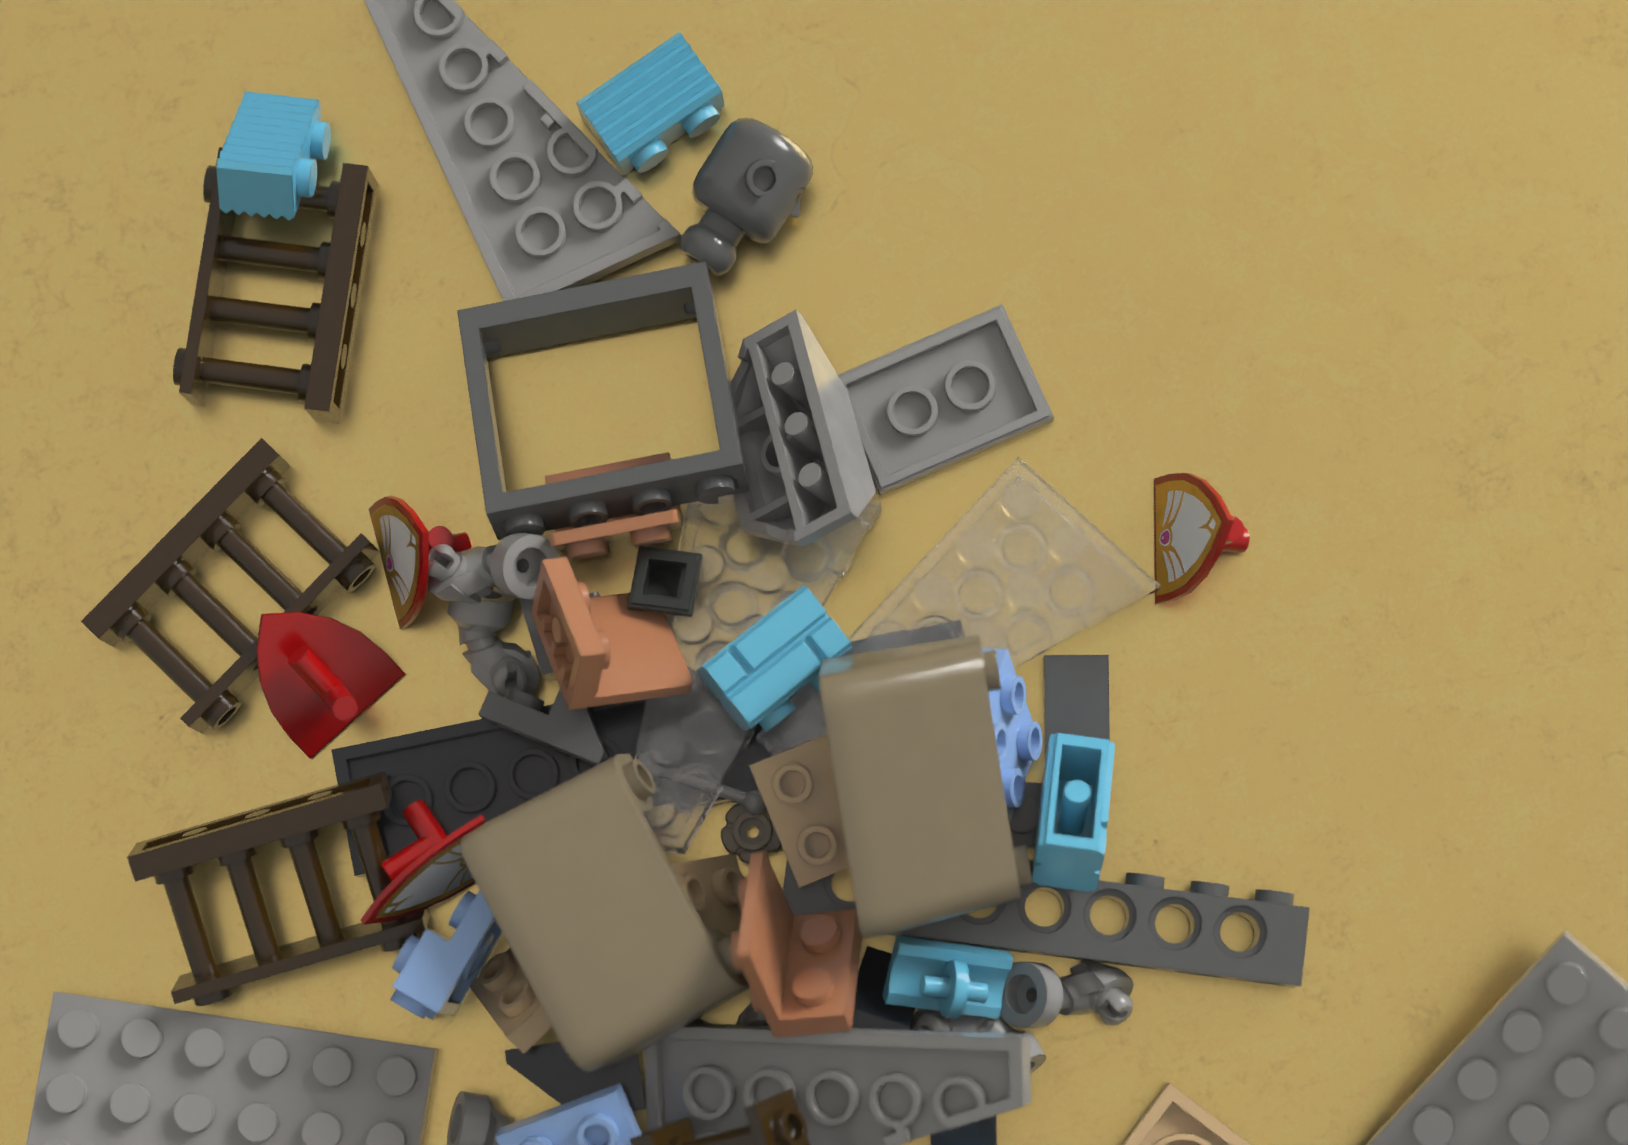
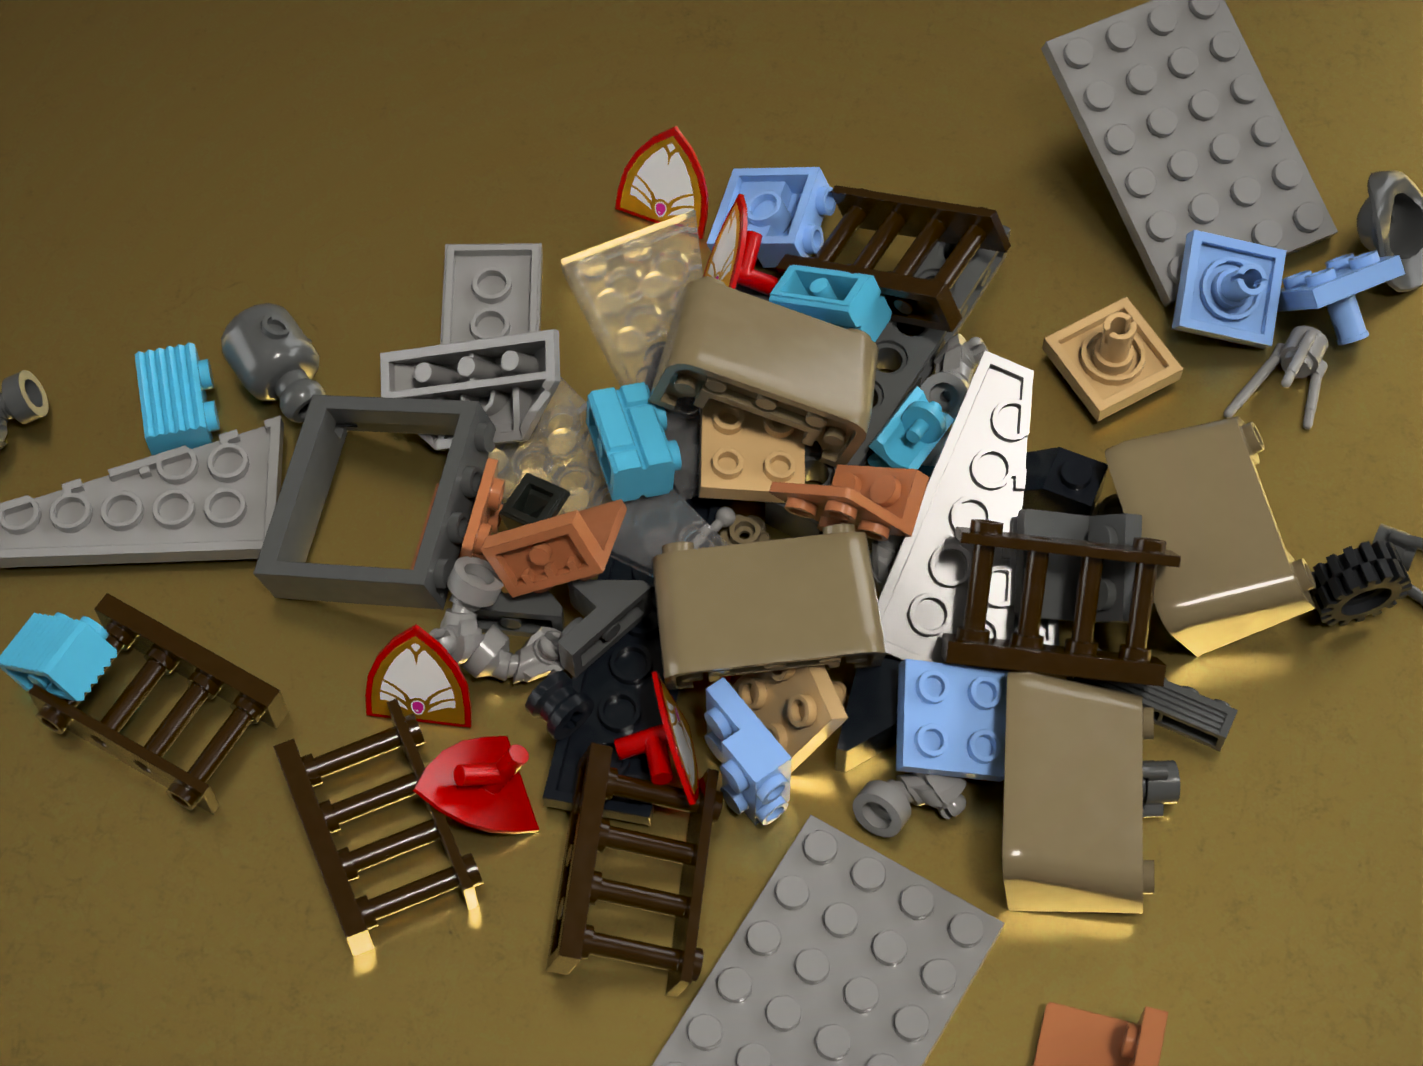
camera: 75 degrees left, 20 degrees down
(429, 723) = (559, 705): none -> black wheel
(1104, 664) = (736, 253): none -> shield
(1125, 878) = (910, 298): none -> dark brown fence
(1208, 680) = (781, 206): none -> light blue plate

